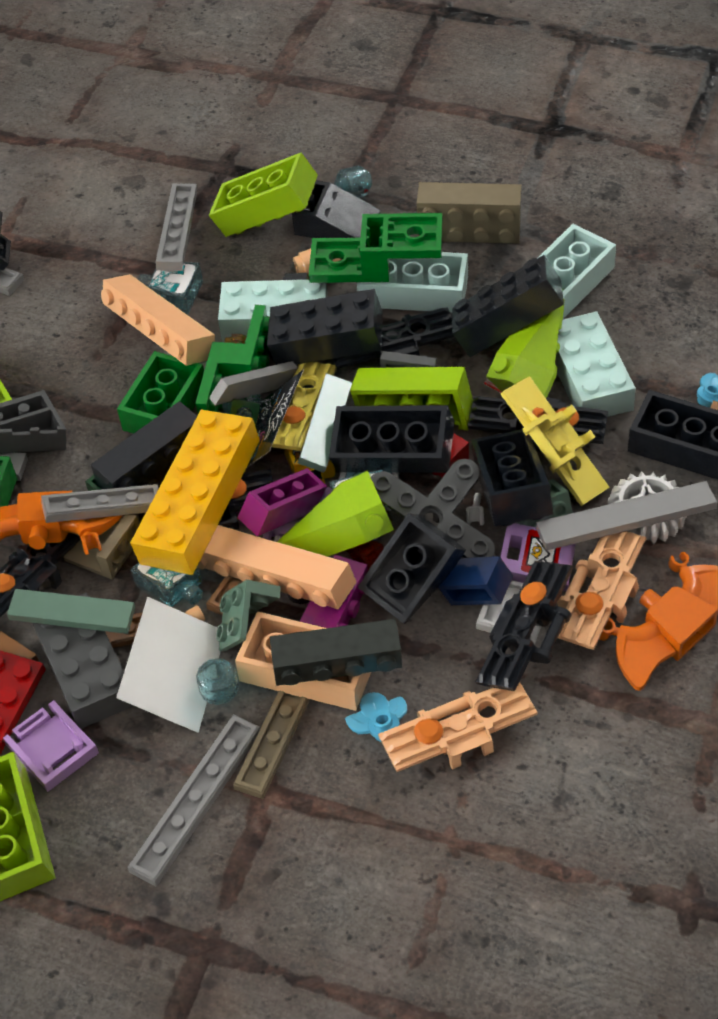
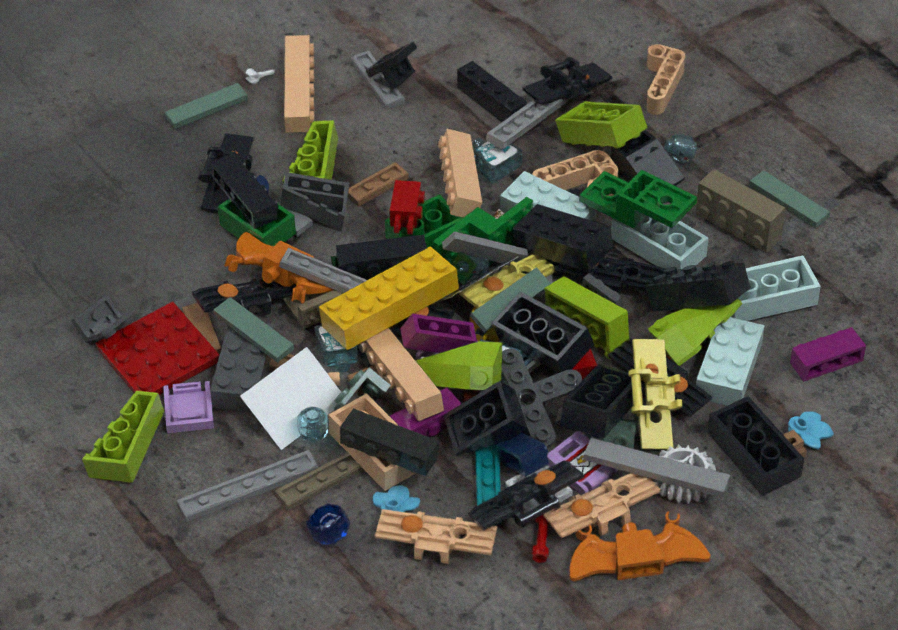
camera: 30 degrees right, 5 degrees down
(67, 375) = (376, 184): none -> medium nougat tile
(113, 223) = (488, 91): none -> black brick
(132, 380) = (405, 205): none -> red hinge
(187, 176) = (578, 82): none -> black piece
(272, 108) = (669, 66): none -> light nougat beam
(273, 253) = (577, 169): none -> light nougat beam
(331, 788) = (328, 524): none -> clear blue hair
(455, 633) = (487, 473): none -> teal tile
(532, 182) = (789, 198): none -> sand green tile
(577, 676) = (540, 550): none -> red bar
(670, 309) = (827, 354): none -> magenta brick

